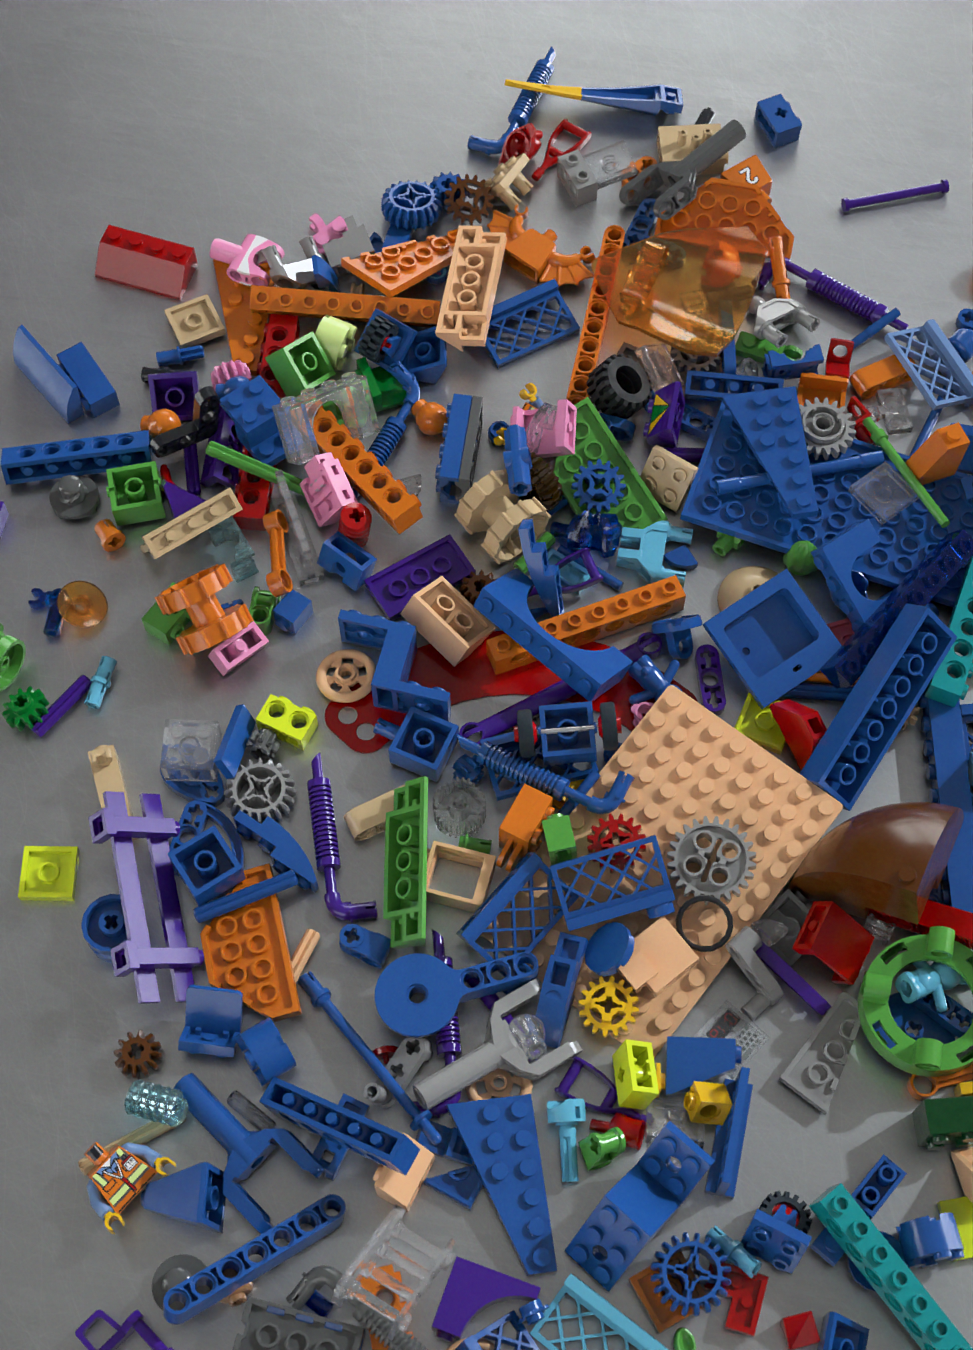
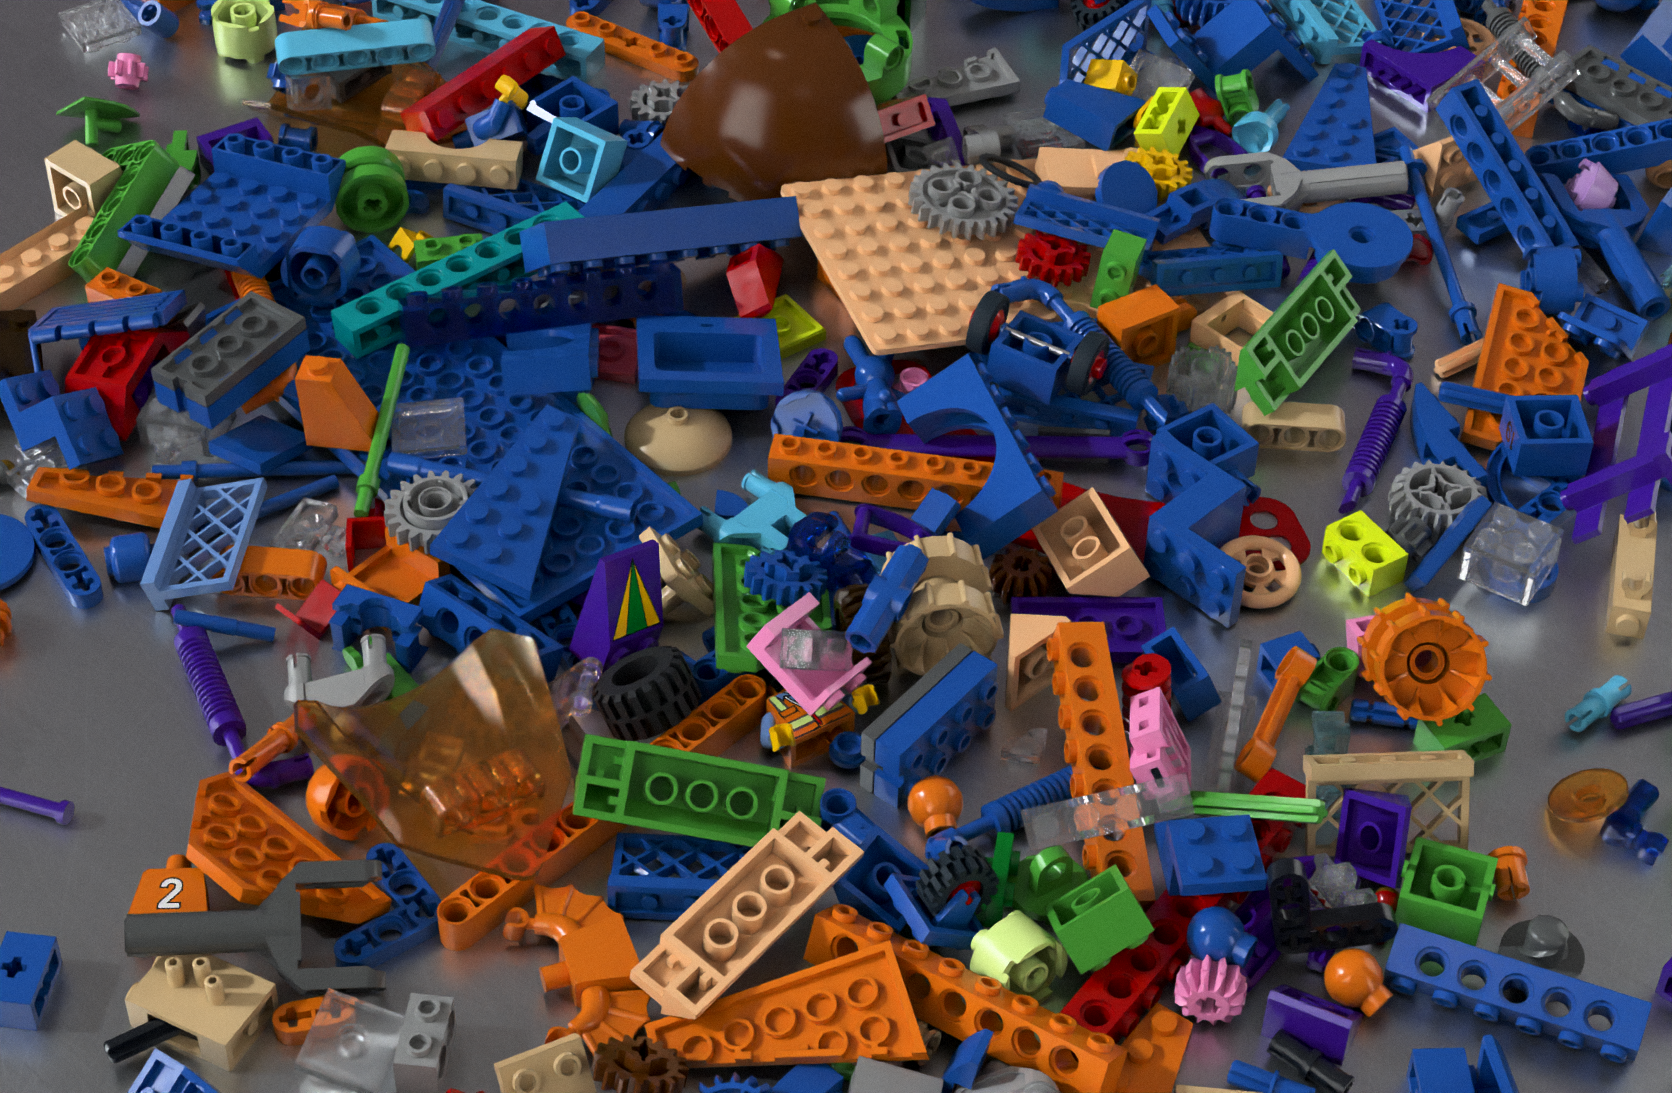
camera: 150 degrees left, 20 degrees down
(190, 453) = (1335, 886): none -> clear hips
(277, 1185) = (1592, 187): none -> lavender cone
(436, 520) = (1027, 660): none -> light nougat slope
(465, 383) = (840, 811): none -> blue piece
(528, 1035) = (1259, 175): clear piece -> none
(544, 339) = (689, 791): none -> bright green slope

